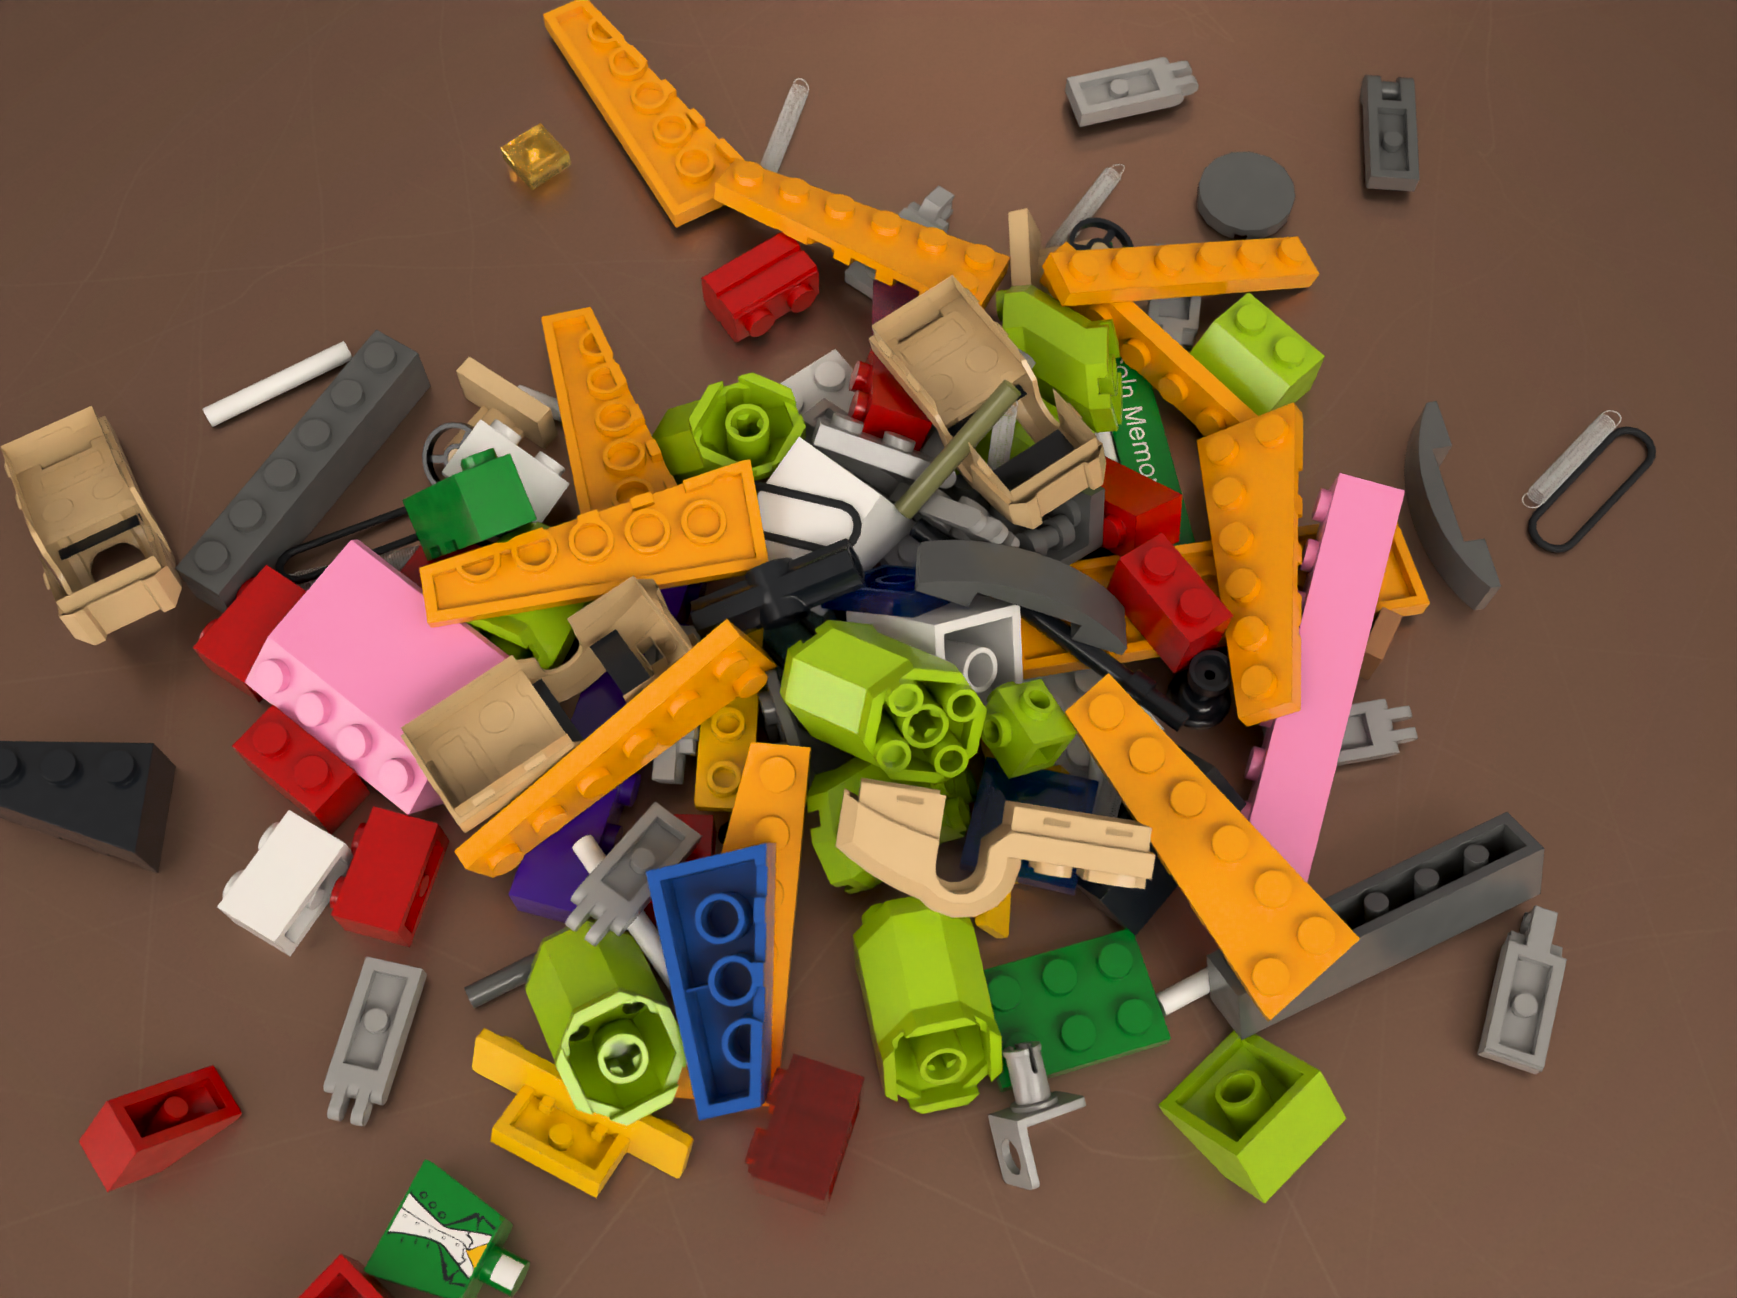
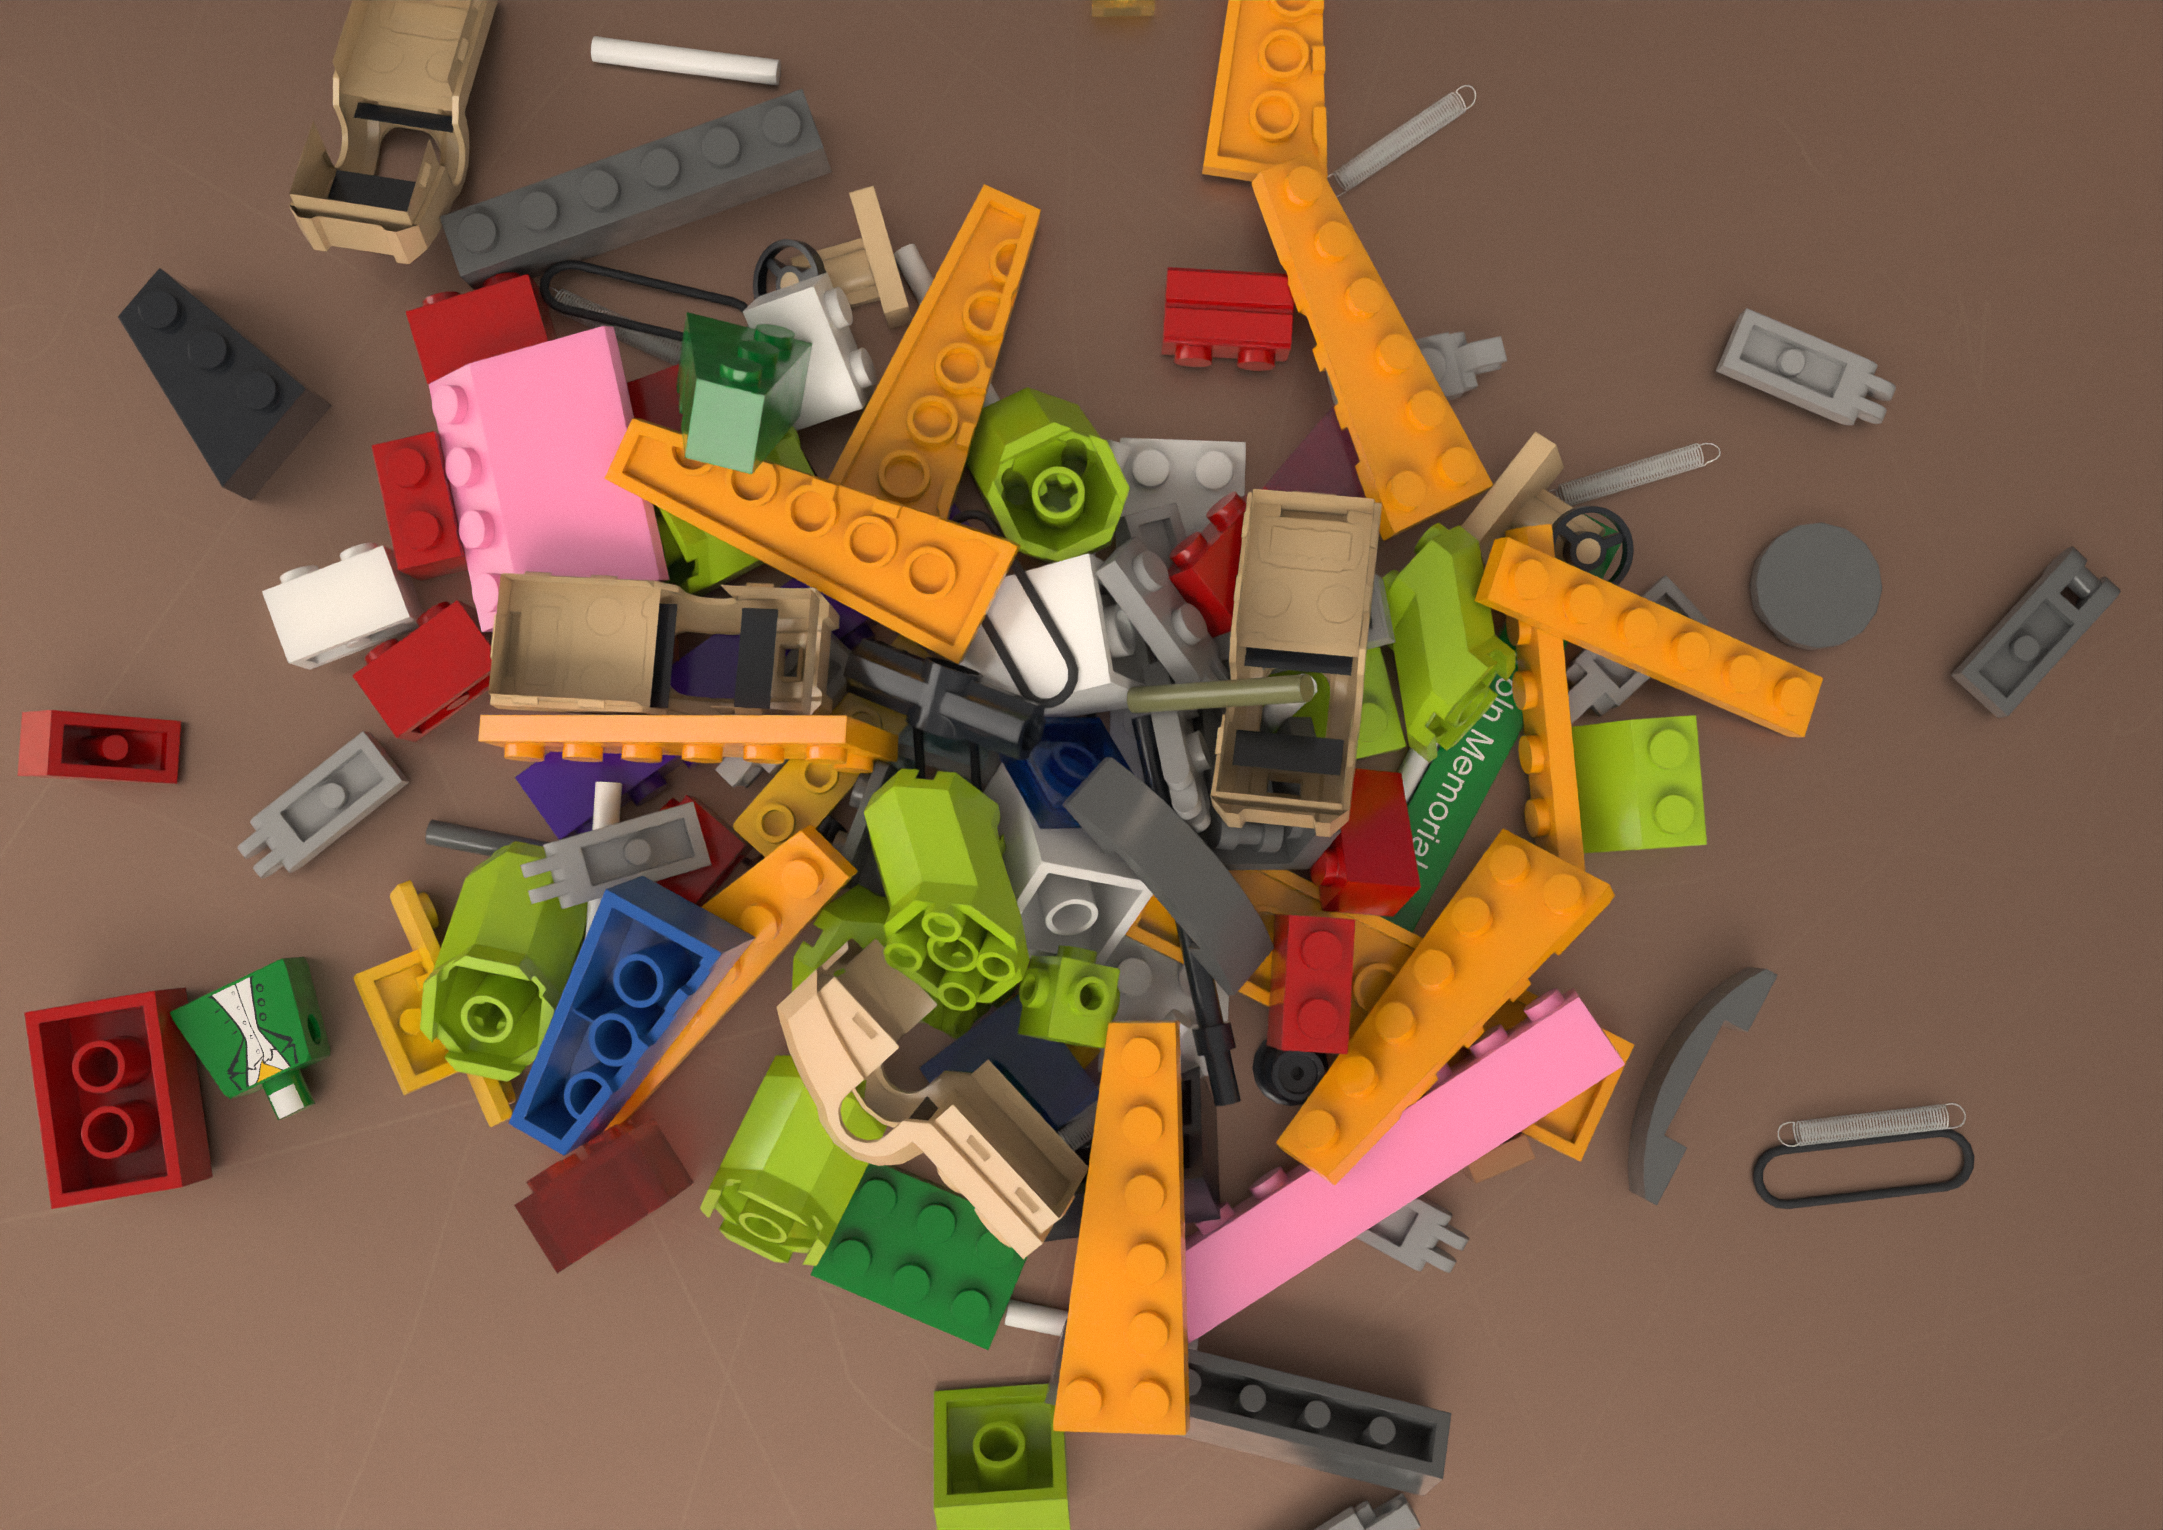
camera: 40 degrees right, 20 degrees up
(1031, 1106) = (813, 1317): light grey bracket -> none

